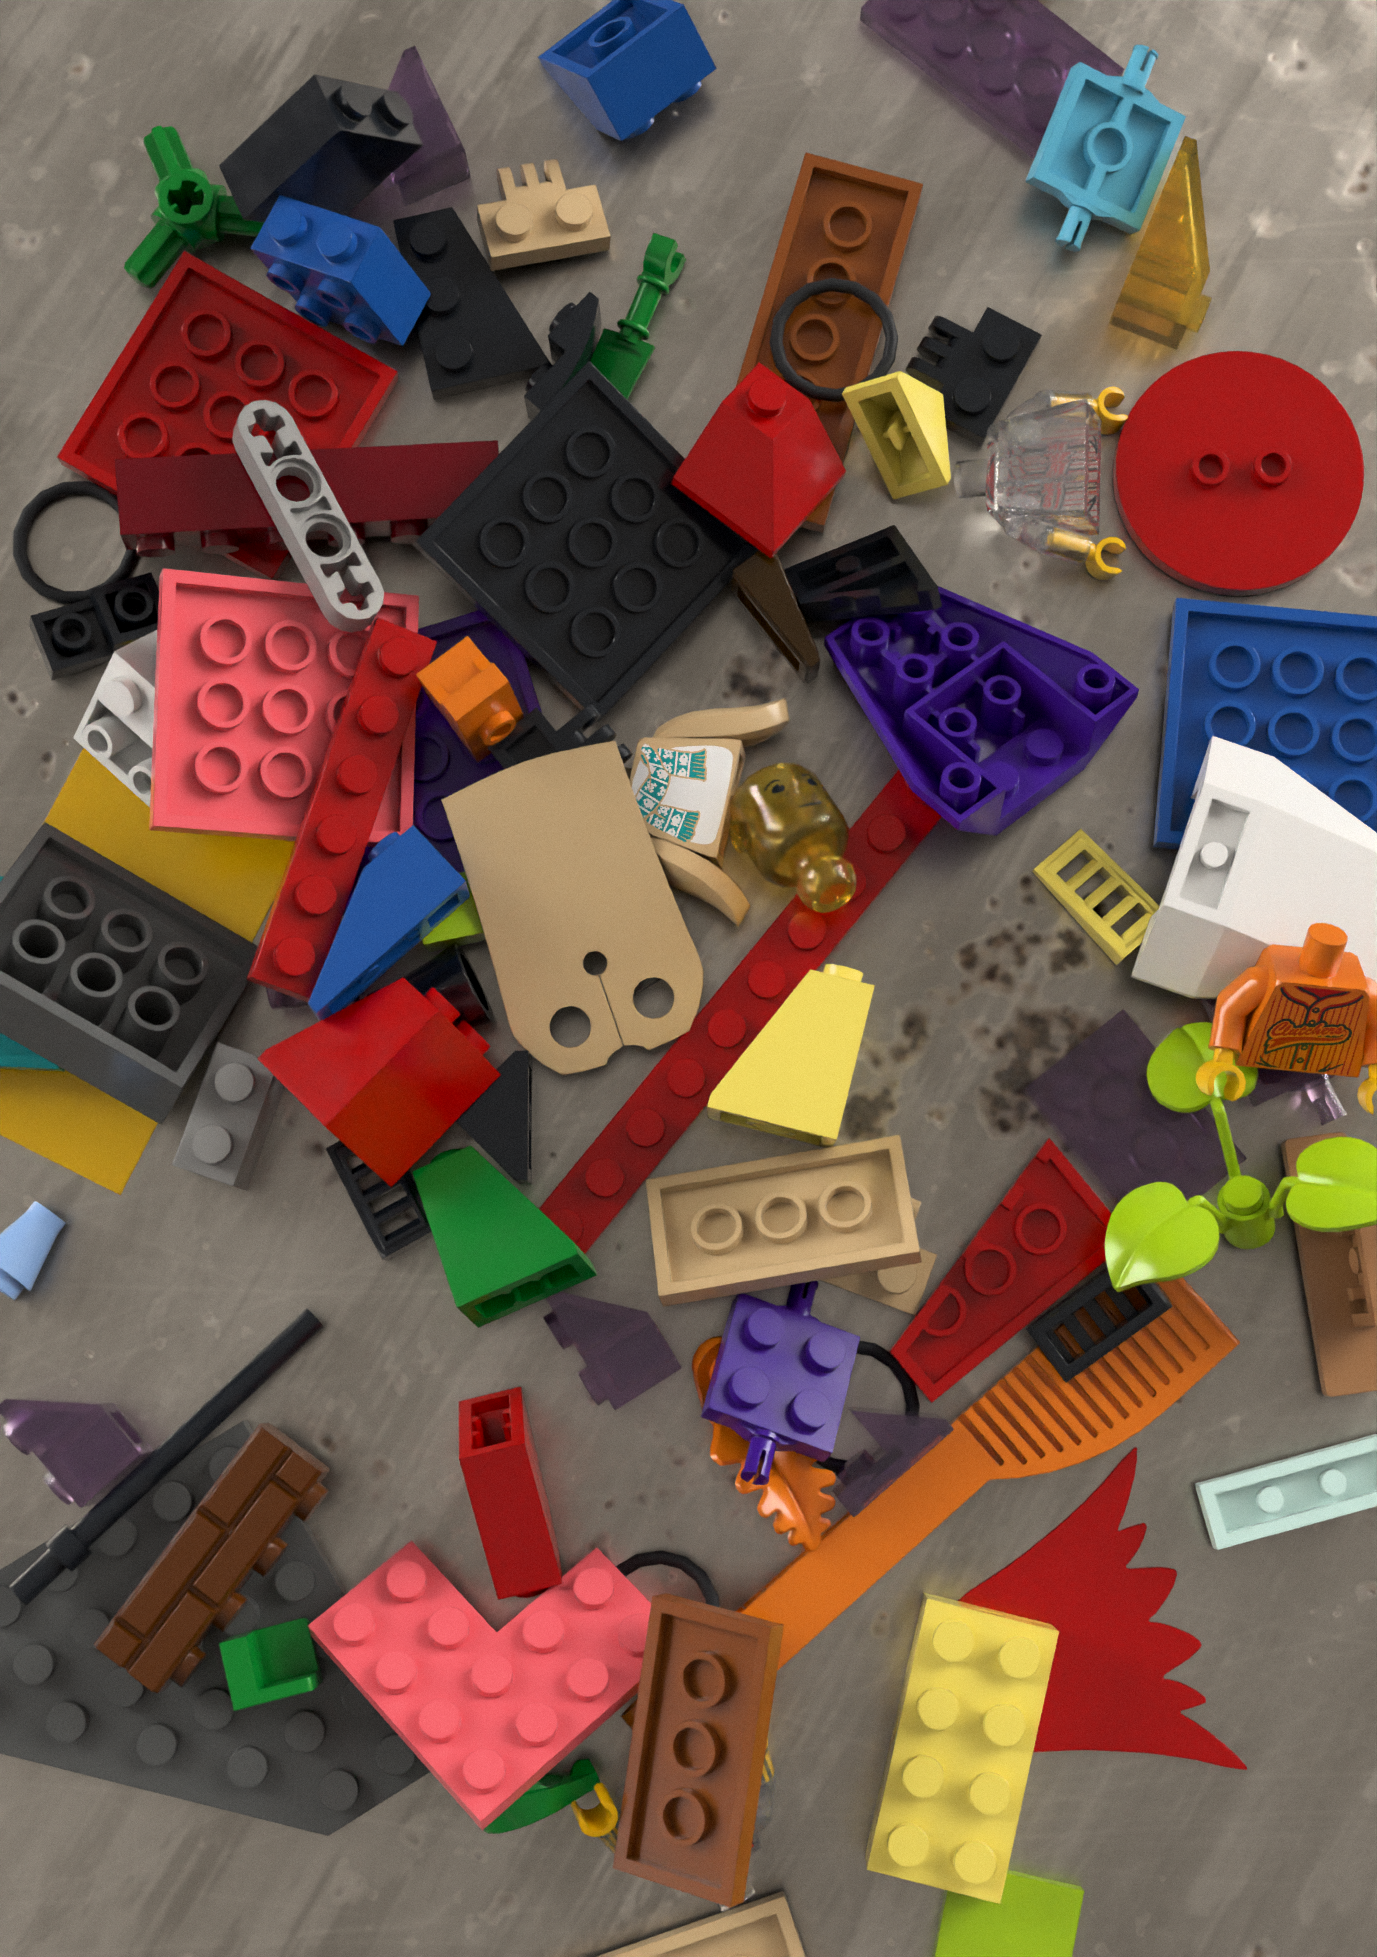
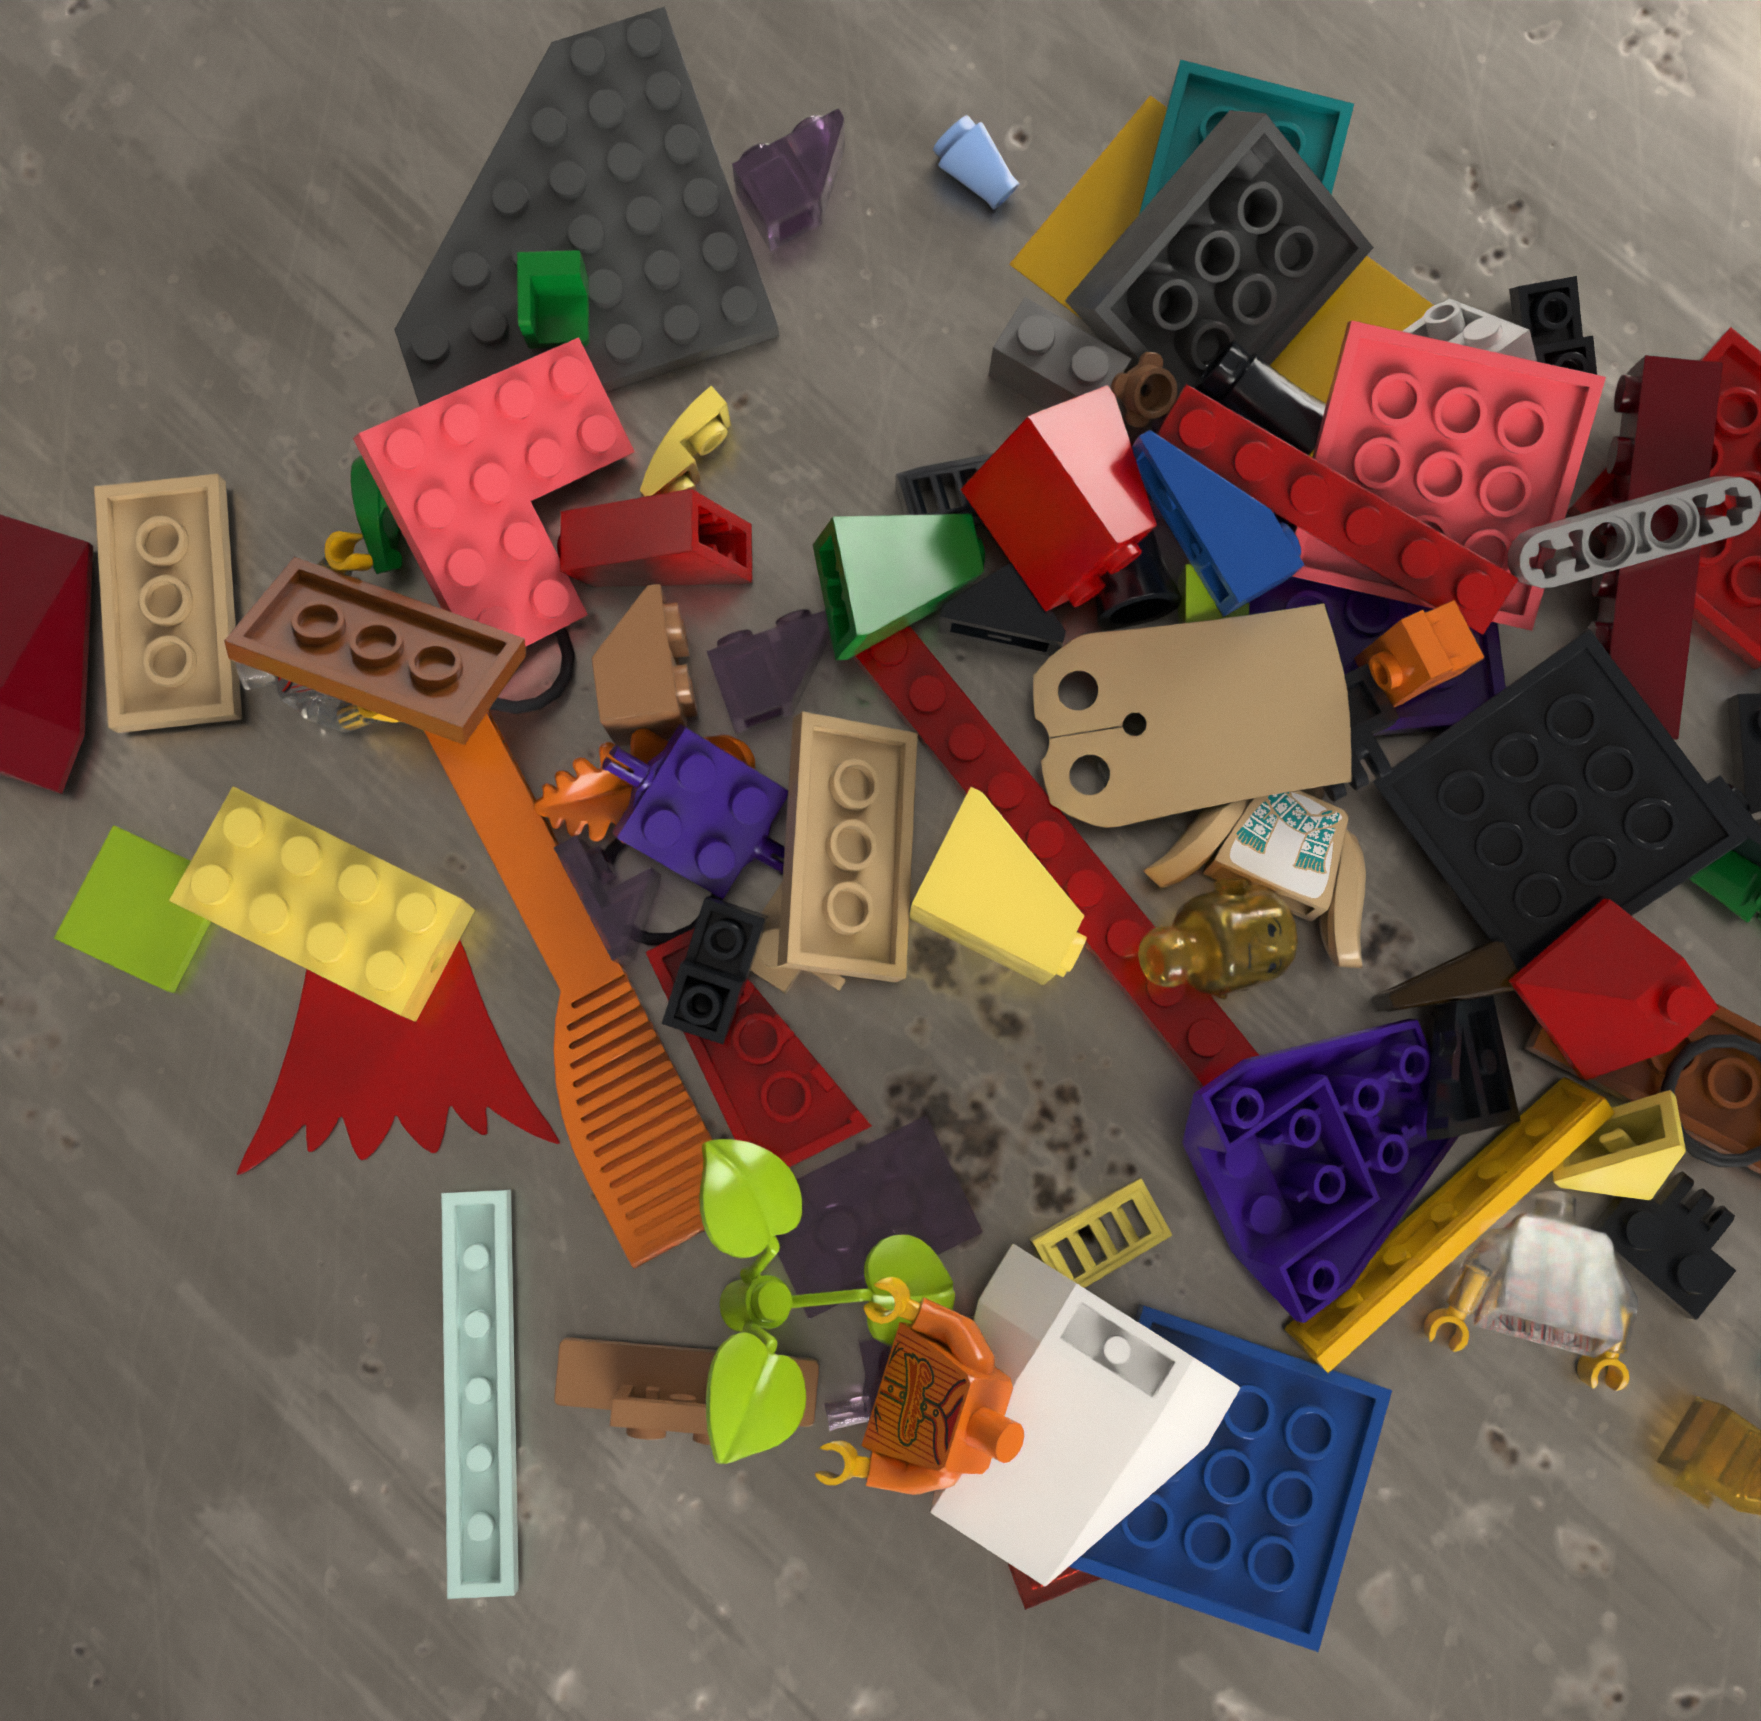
camera: 95 degrees right, 0 degrees up
(24, 523) = (1647, 285): black piece -> none
(71, 1545) = (702, 154): black bar -> none
(212, 1558) = (659, 268): reddish brown brick -> none
(235, 902) = (1262, 396): none -> black plant
(250, 1008) = (1158, 397): none -> medium nougat plate
(423, 1494) = (695, 431): none -> light yellow slope
(654, 1472) = (641, 673): none -> medium nougat slope
(935, 1326) = (715, 970): none -> black slope
(1002, 567) = (1454, 1219): none -> yellow tile
(1068, 1367) = (662, 1084): black slope -> none
(1238, 473) = (1513, 1492): red plate -> none

